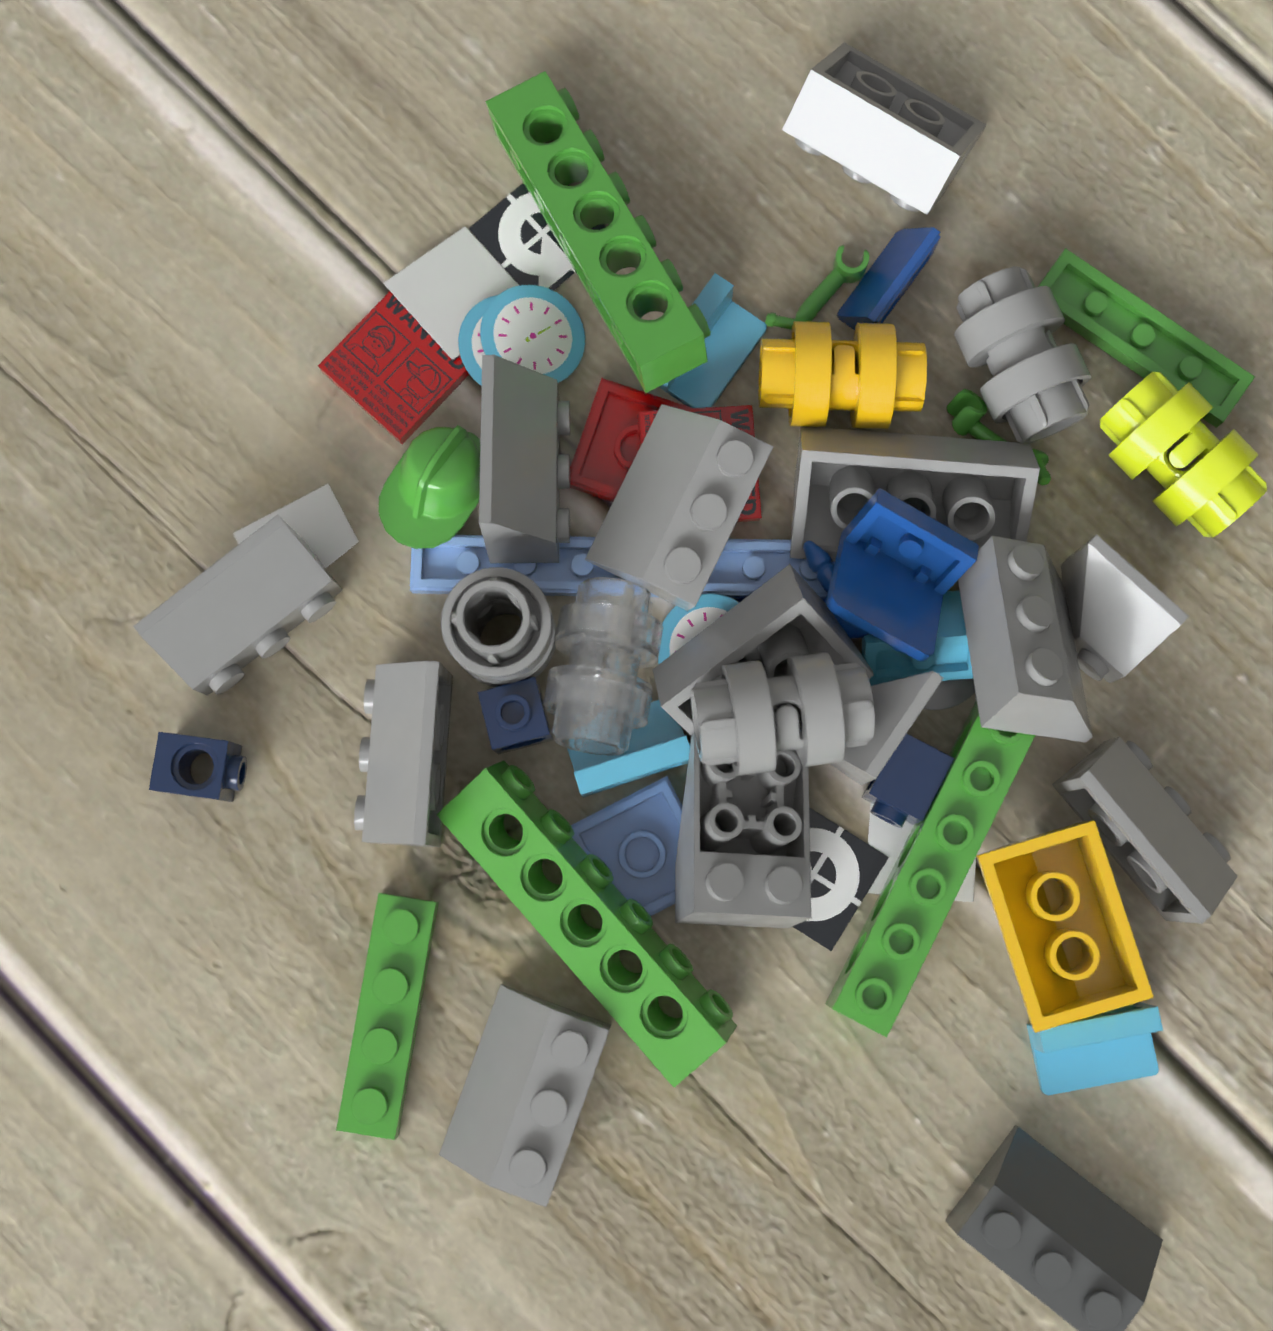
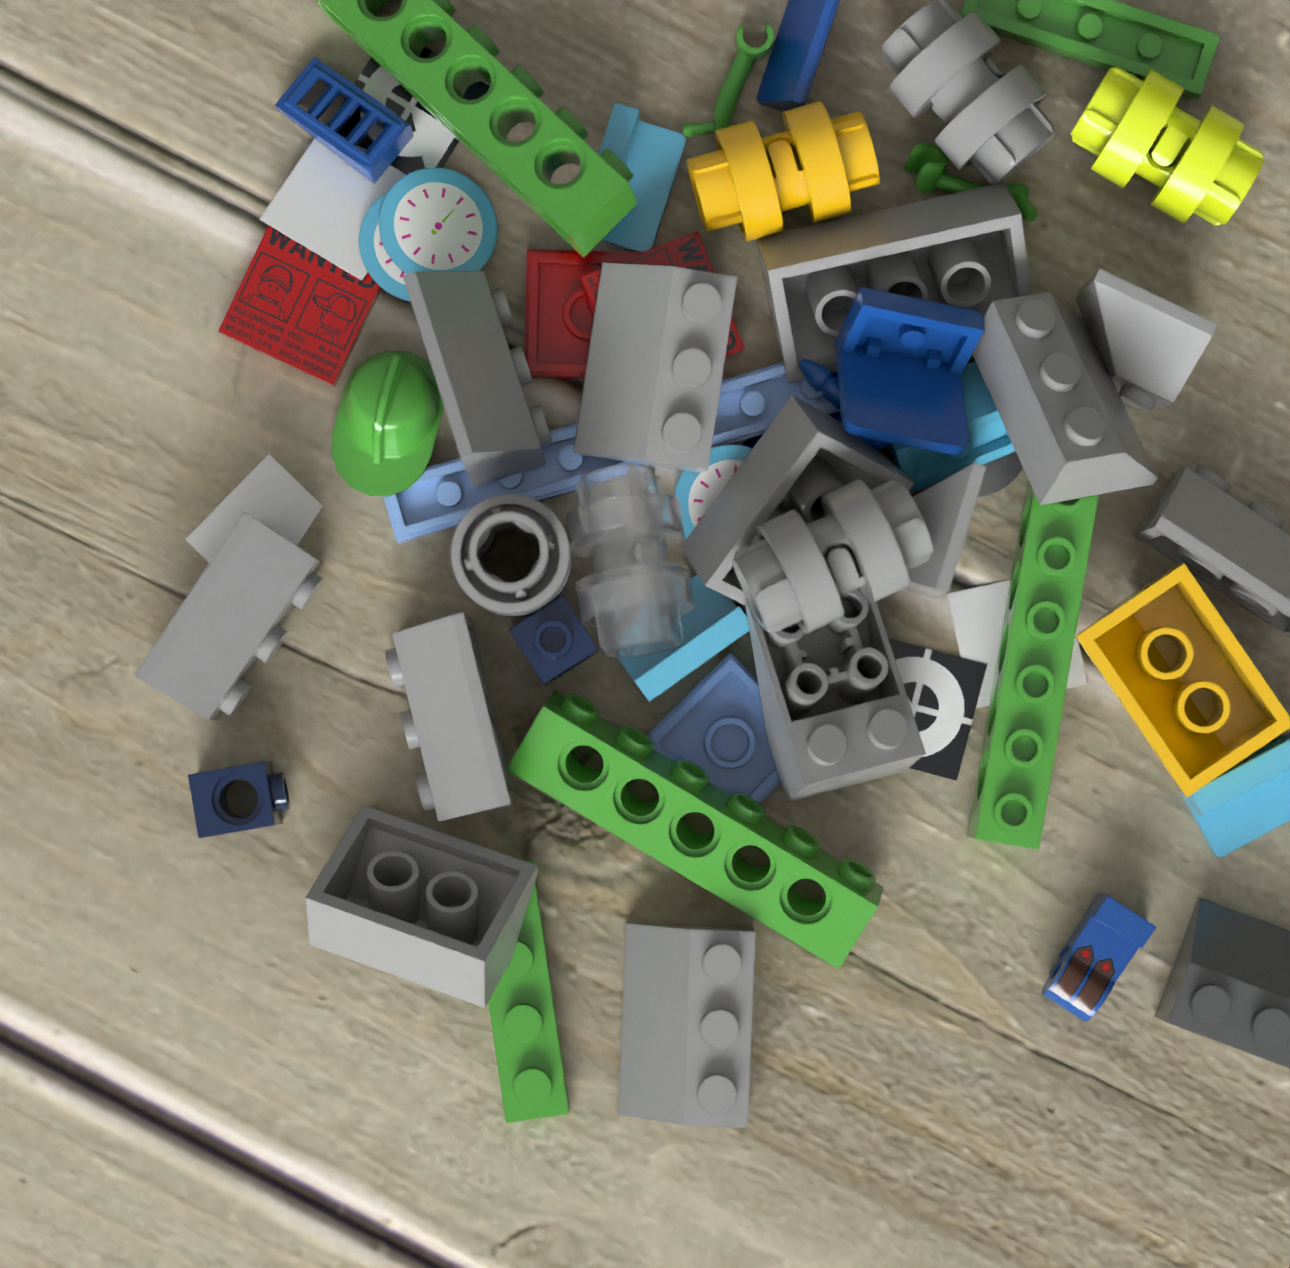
camera: 25 degrees left, 5 degrees up
(322, 911) = (420, 905): none -> light grey slope
(506, 256) = (384, 148): none -> blue slope
(908, 782) = (983, 582): dark blue brick -> none
(908, 1150) = (1096, 956): none -> blue leg

